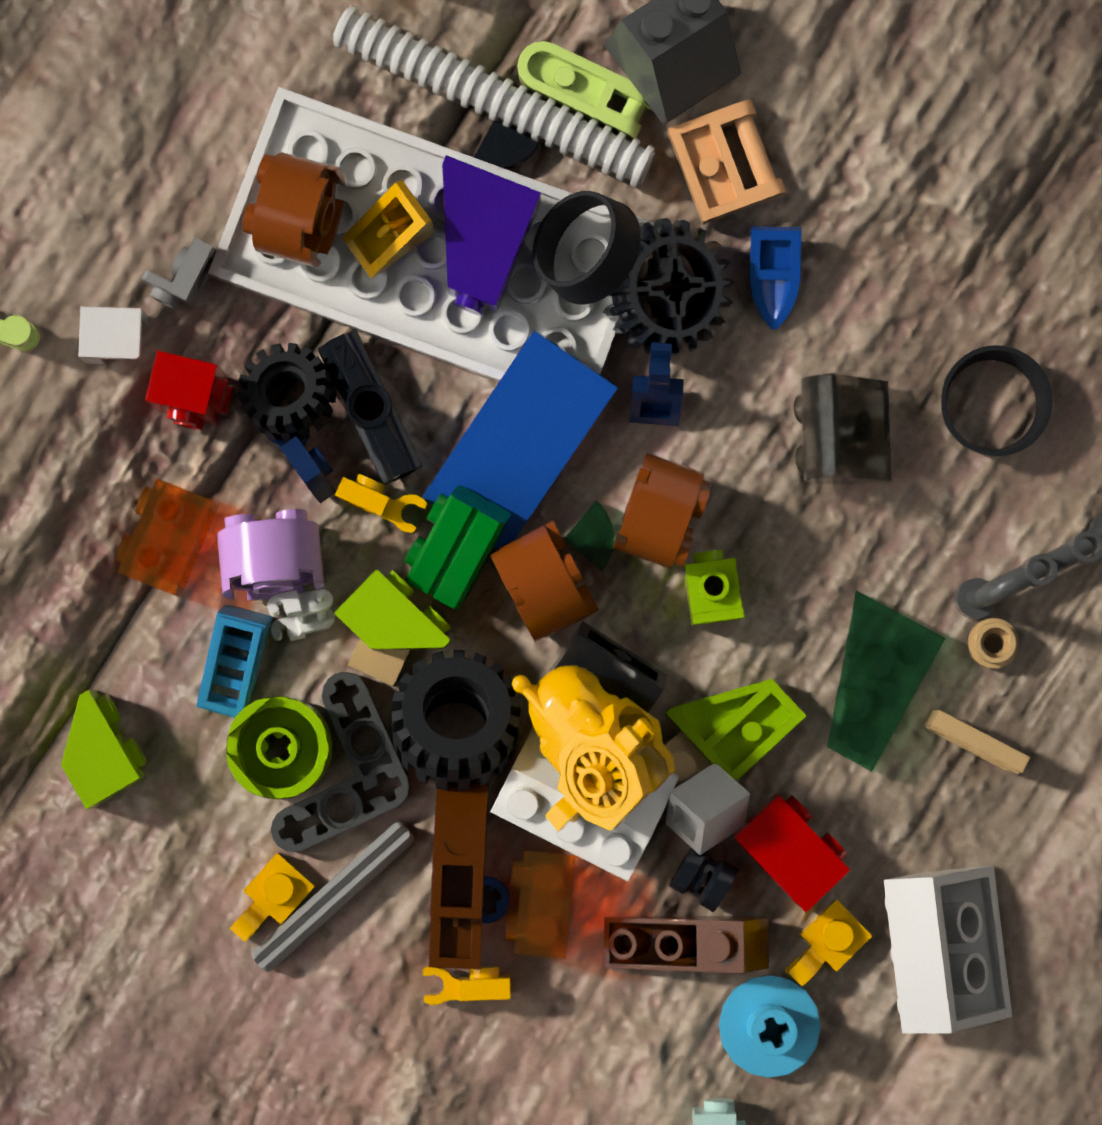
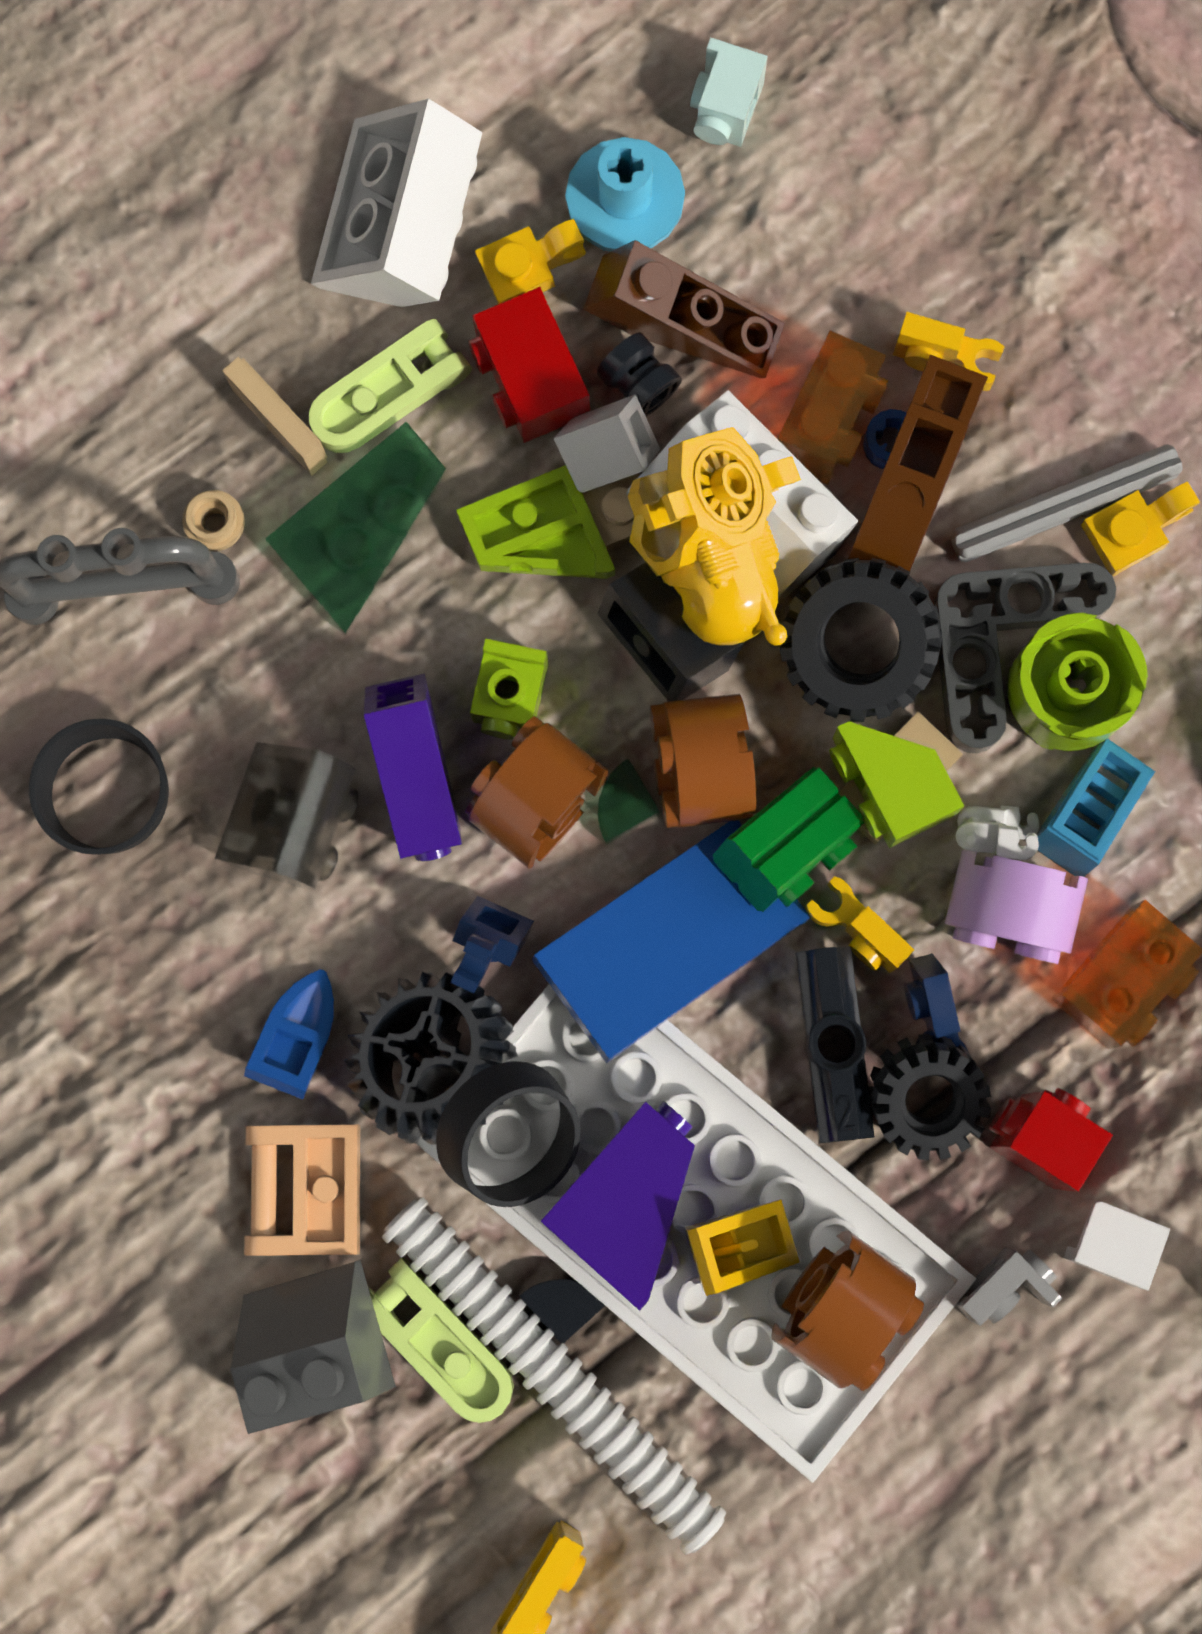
camera: 155 degrees left, 5 degrees down
(765, 504) = (412, 767): none -> dark purple slope
(899, 796) = (386, 389): none -> yellowish green plate

